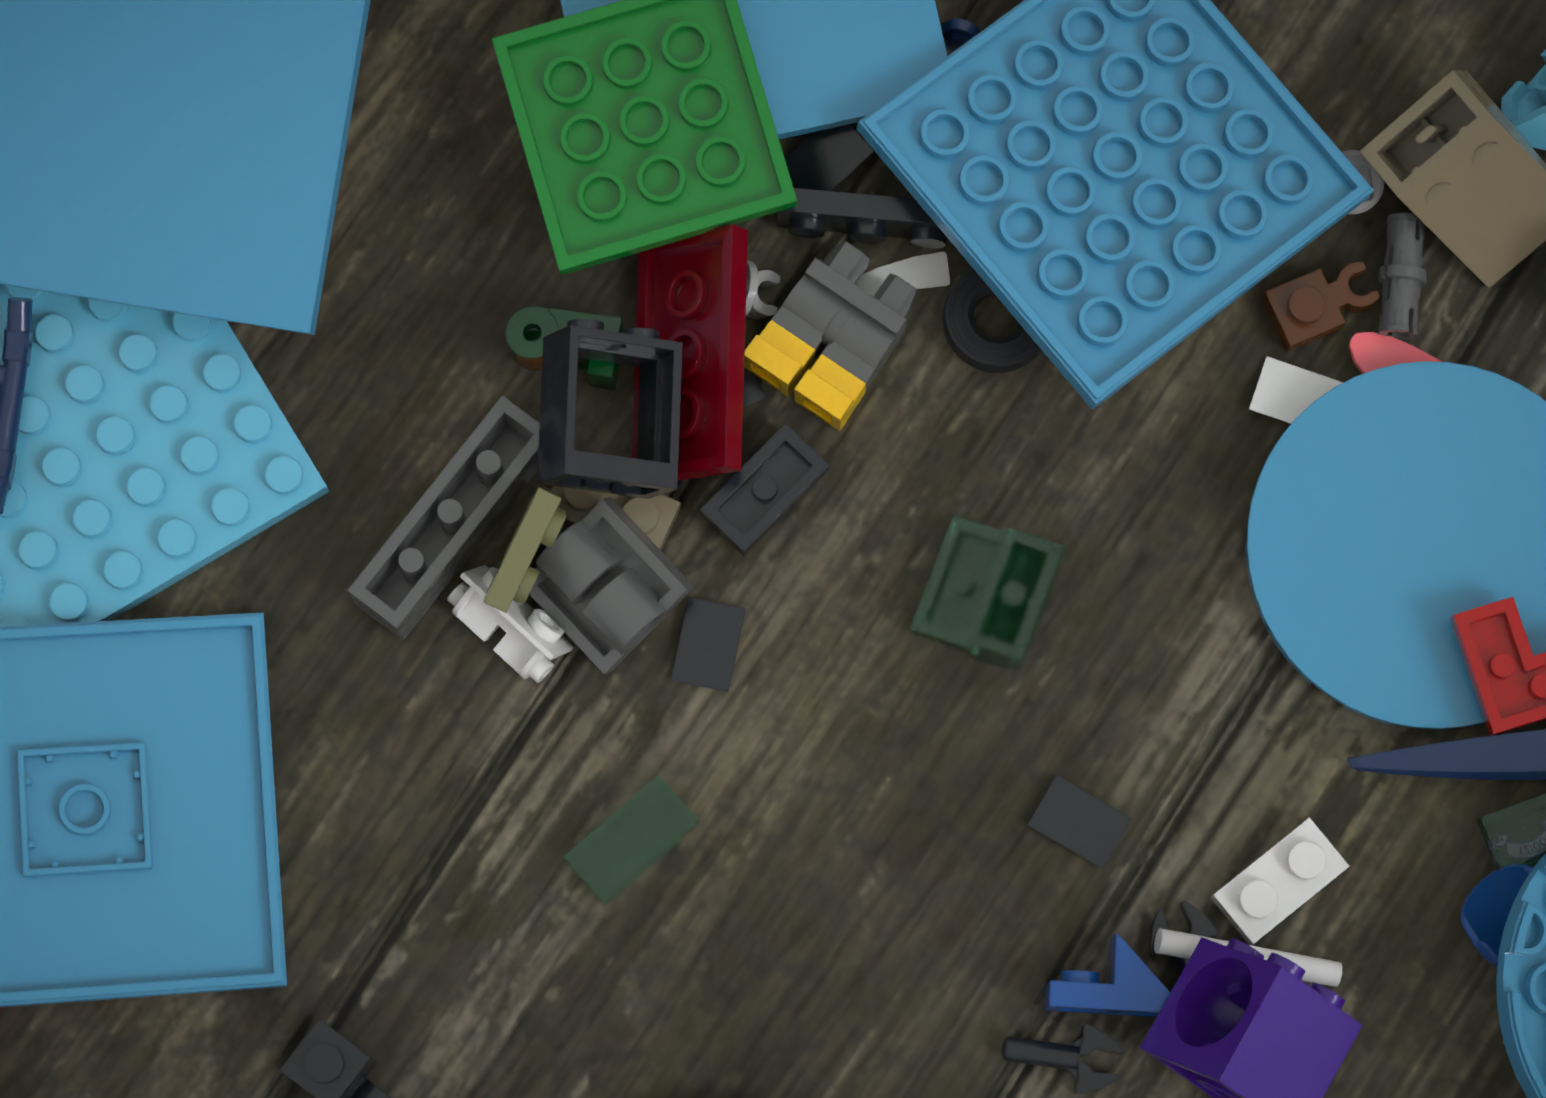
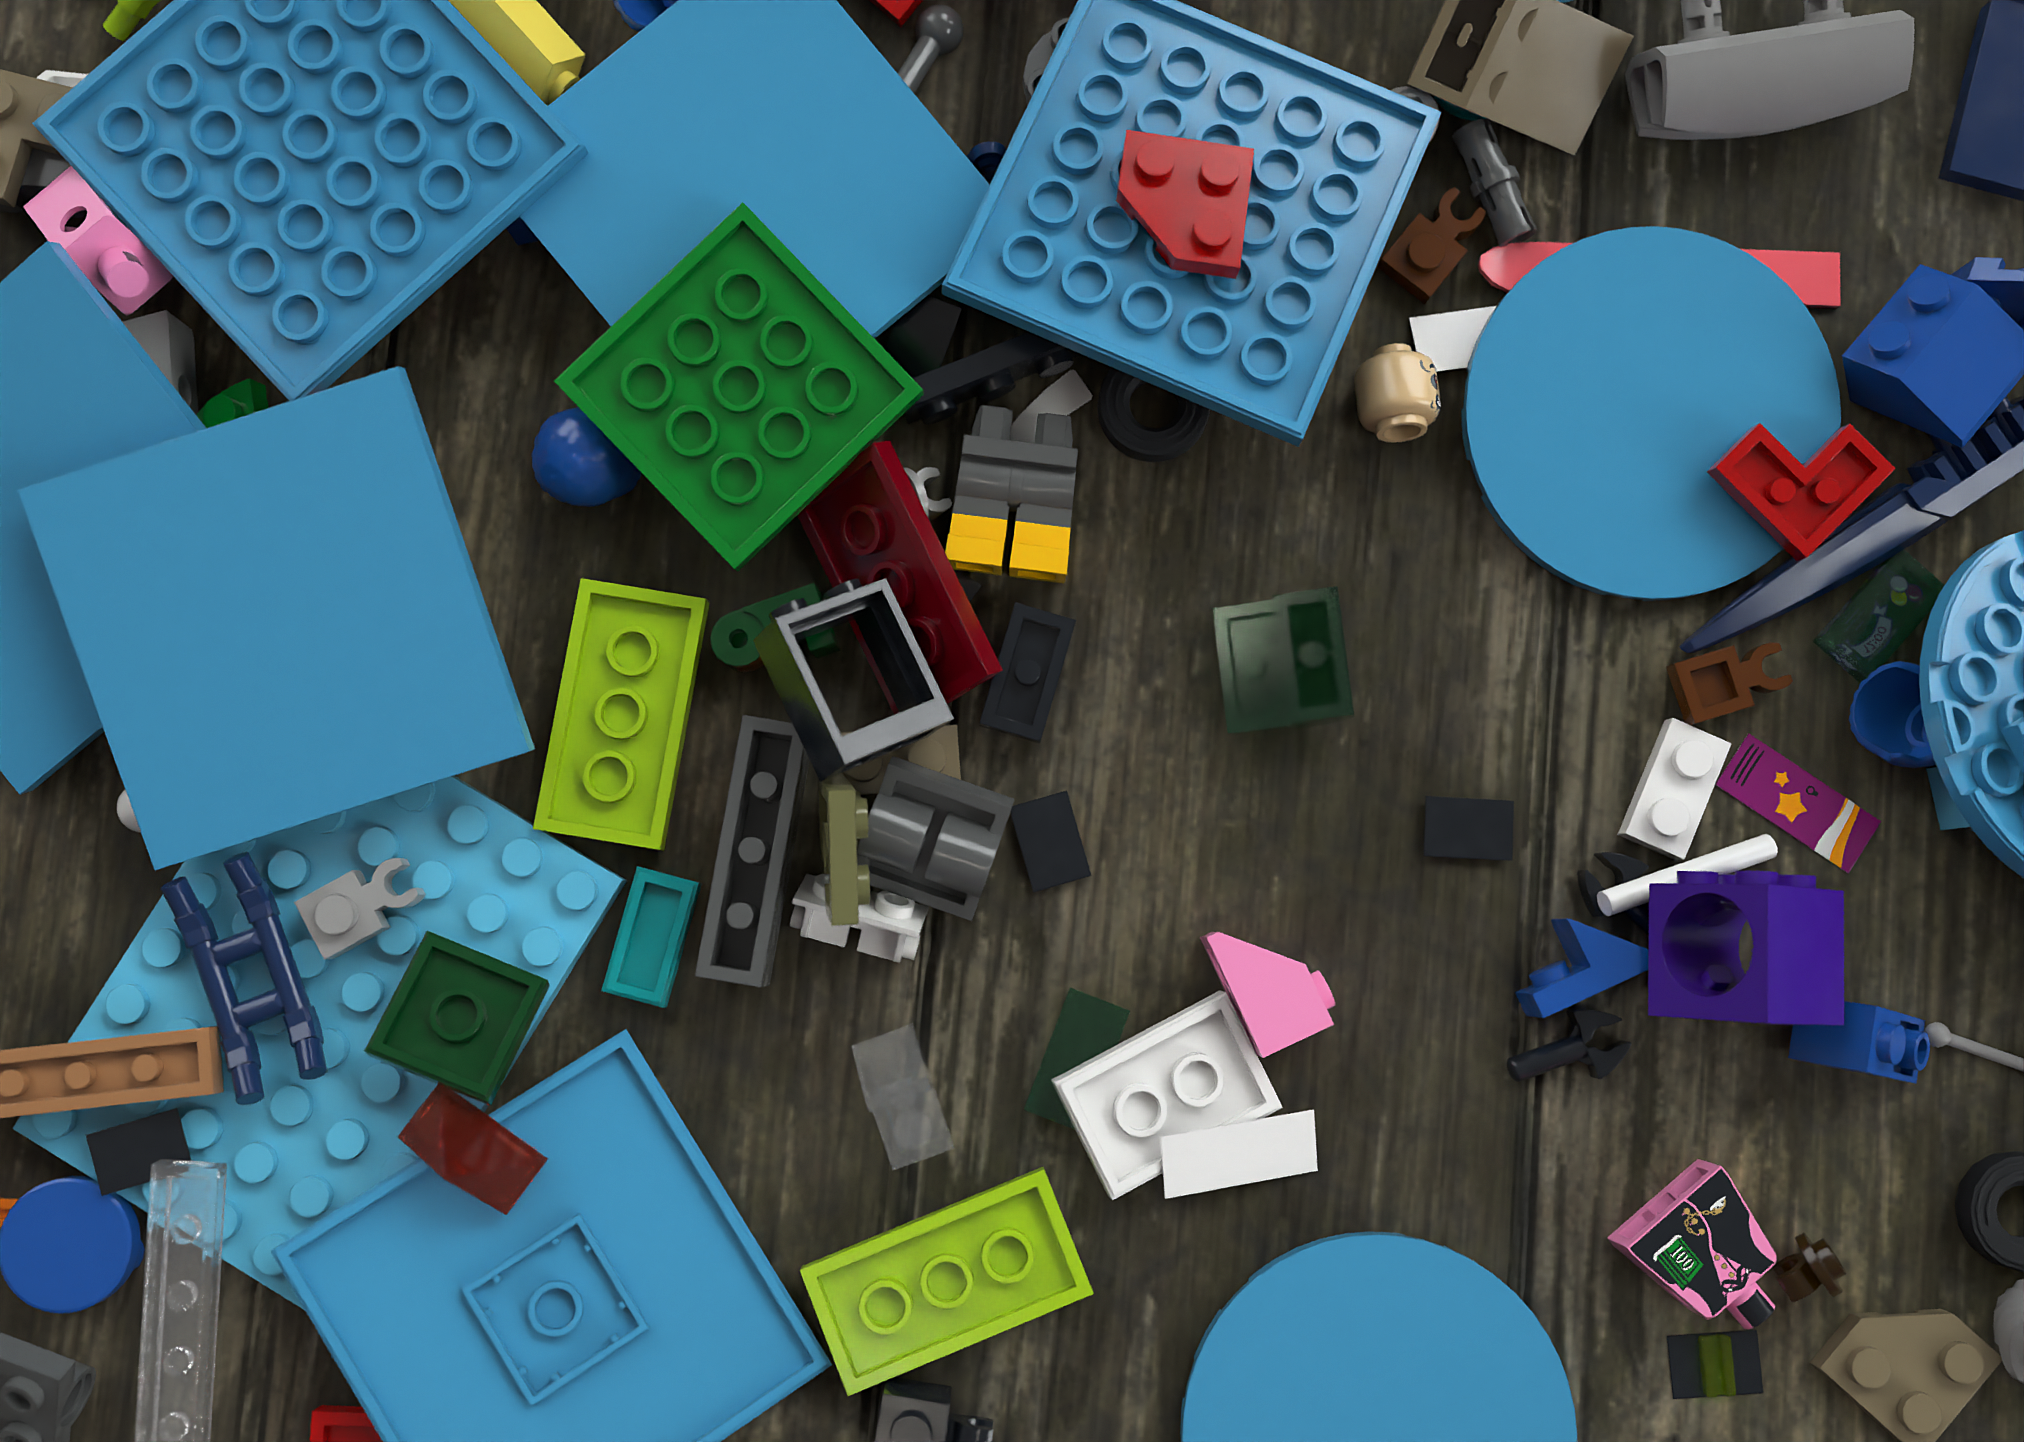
camera: 30 degrees left, 5 degrees up
(88, 392) = (351, 909): none -> light grey plate
(88, 639) = (472, 1149): none -> clear red slope
(132, 525) = (458, 1018): none -> dark green plate
(325, 548) = (651, 937): none -> teal tile
(400, 348) = (621, 714): none -> lime plate
(421, 964) = (945, 1281): none -> lime plate
(465, 794) = (902, 1097): none -> clear slope
(477, 117) = (580, 462): none -> blue hair
(693, 907) = (1164, 1082): none -> white tile
(728, 990) = (1238, 1153): none -> white sticker
(828, 866) = (1270, 993): none -> bright pink slope
(1106, 153) = (1188, 199): none -> red plate
(1214, 413) = (1397, 393): none -> tan head
(1364, 809) = (1721, 683): none -> reddish brown plate
(1386, 953) = (1798, 803): none -> magenta sticker

